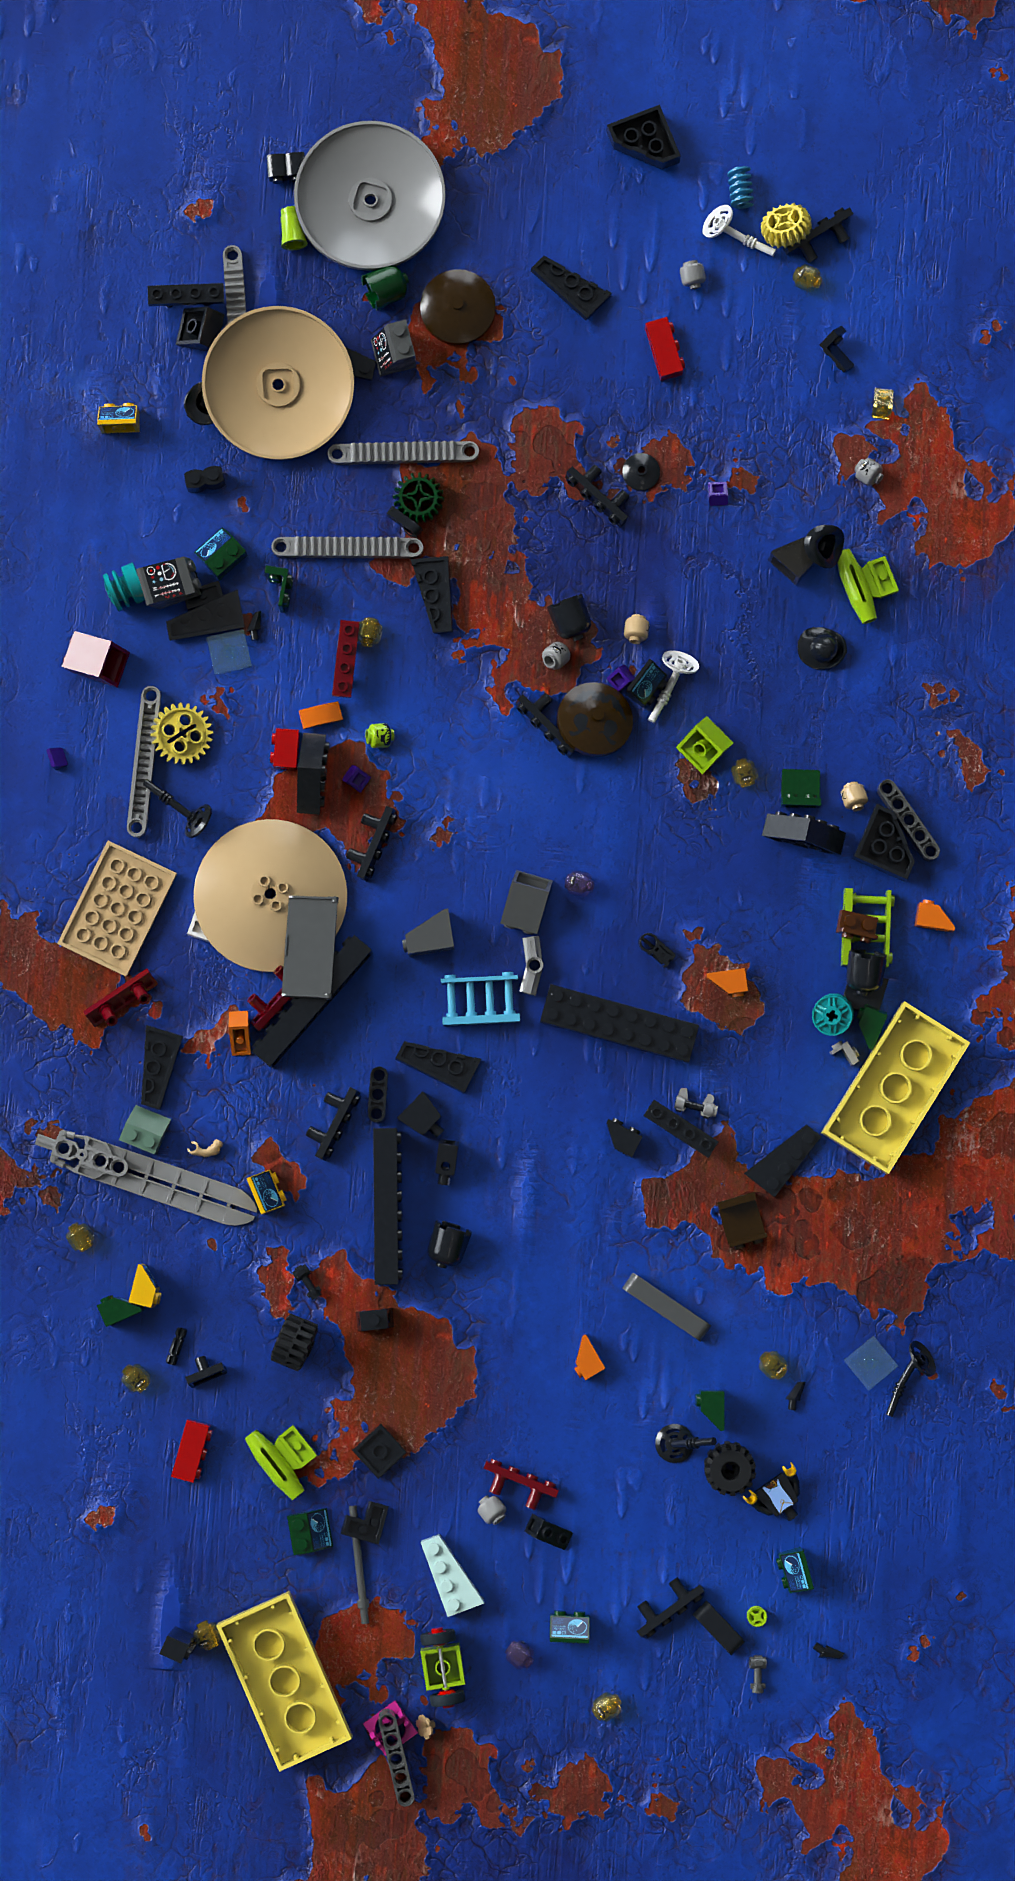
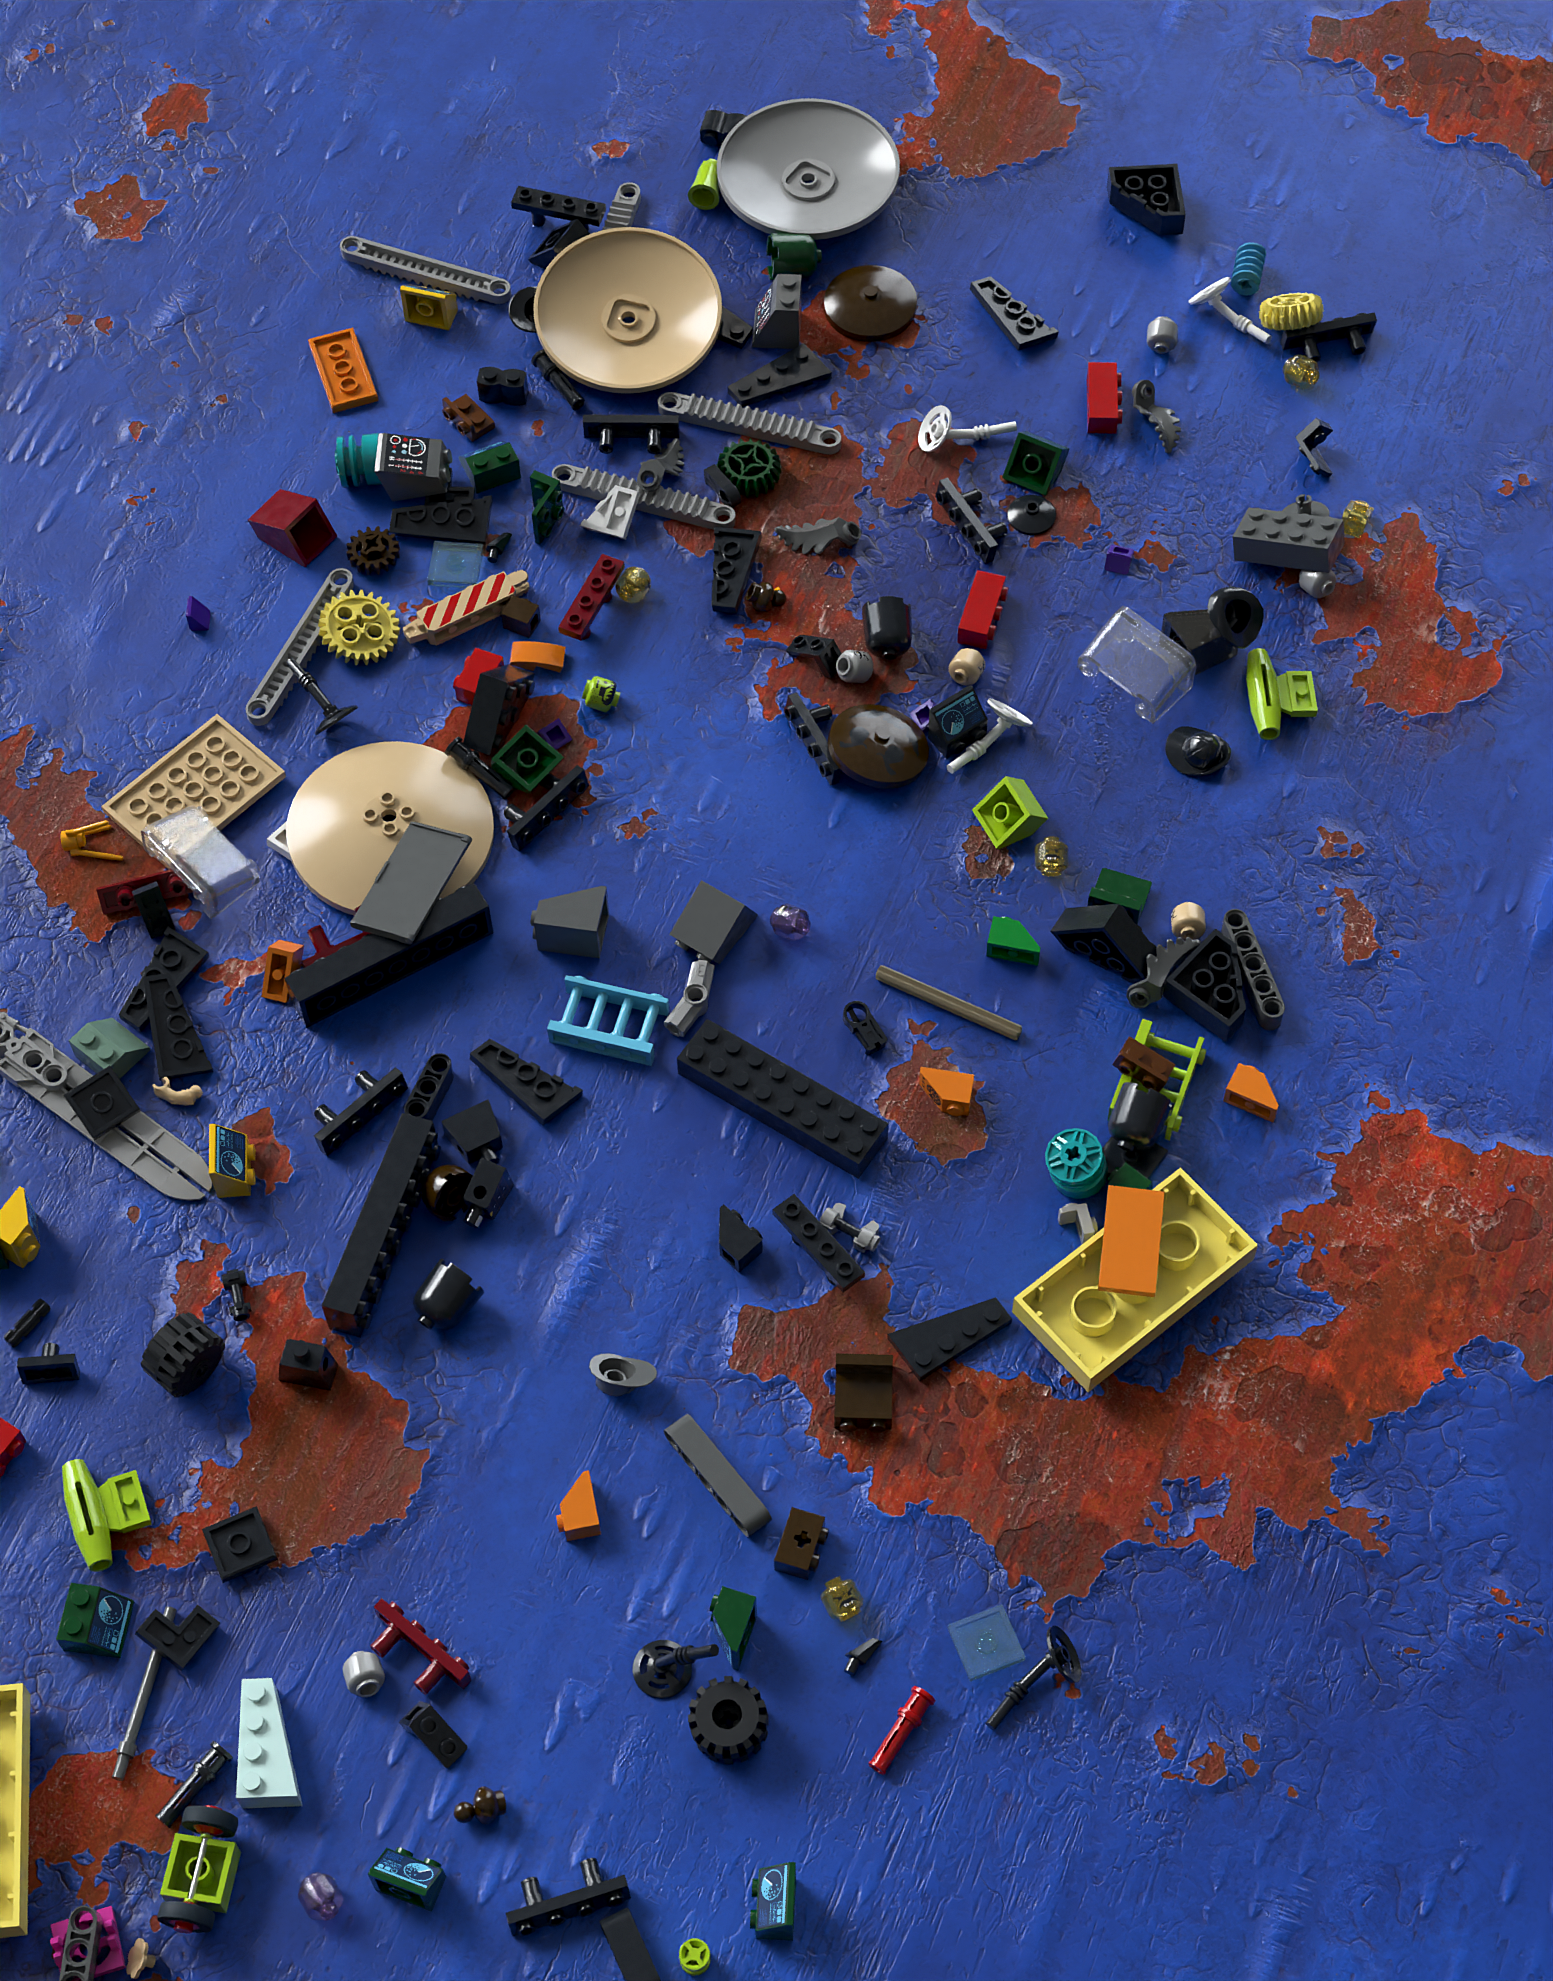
camera: 20 degrees right, 25 degrees down
(49, 974) = (74, 839): none -> light orange plant
(73, 497) = (343, 370): none -> orange tile
(100, 383) = (425, 270): none -> light grey gear
(132, 1017) = (153, 909): none -> black tile
(148, 966) = (201, 858): none -> clear windscreen
(156, 659) = (373, 550): none -> dark brown gear
(161, 1178) = (102, 1103): none -> black plate
(185, 1107) = (174, 1037): none -> black wing
(187, 513) = (467, 417): none -> reddish brown bracket
(243, 457) = (553, 374): none -> black pin
(254, 691) = (466, 608): none -> tan hinge
(295, 685) = (520, 616): none -> dark brown brick
(307, 487) = (631, 426): none -> black plate
(308, 824) = (471, 761): none -> black pin
(332, 573) = (614, 513): none -> white wing
(348, 813) = (525, 760): none -> dark green slope
(352, 517) = (657, 467): none -> dark grey plant
(414, 397) = (788, 371): none -> black wing
(417, 1602) = (207, 1773): none -> black pin
(418, 1165) = (445, 1190): none -> dark brown cylinder
(468, 612) = (764, 595): none -> dark brown animal
(490, 542) = (819, 535): none -> dark grey plant
(522, 649) = (821, 649): none -> black bracket
(553, 419) = (940, 429): none -> white dish
(583, 1259) = (620, 1374): none -> dark grey piece
(598, 1566) = (485, 1807): none -> dark brown animal
(631, 426) = (1035, 462): none -> dark green slope
(632, 574) = (982, 609): none -> red brick
(707, 910) = (949, 1002): none -> dark tan axle
(709, 352) = (1144, 398): none -> dark grey plant
(729, 1346) = (801, 1527): none -> dark brown brick
(736, 850) = (1012, 942): none -> green slope
(759, 591) = (1140, 662): none -> clear windscreen
(777, 1494) = (786, 1784): torso -> none
(829, 1459) = (908, 1718): none -> red pin
(843, 441) = (1292, 538): none -> dark grey brick
(847, 845) = (1159, 969): none -> dark grey plant
(888, 1068) = (1131, 1241): none -> orange tile

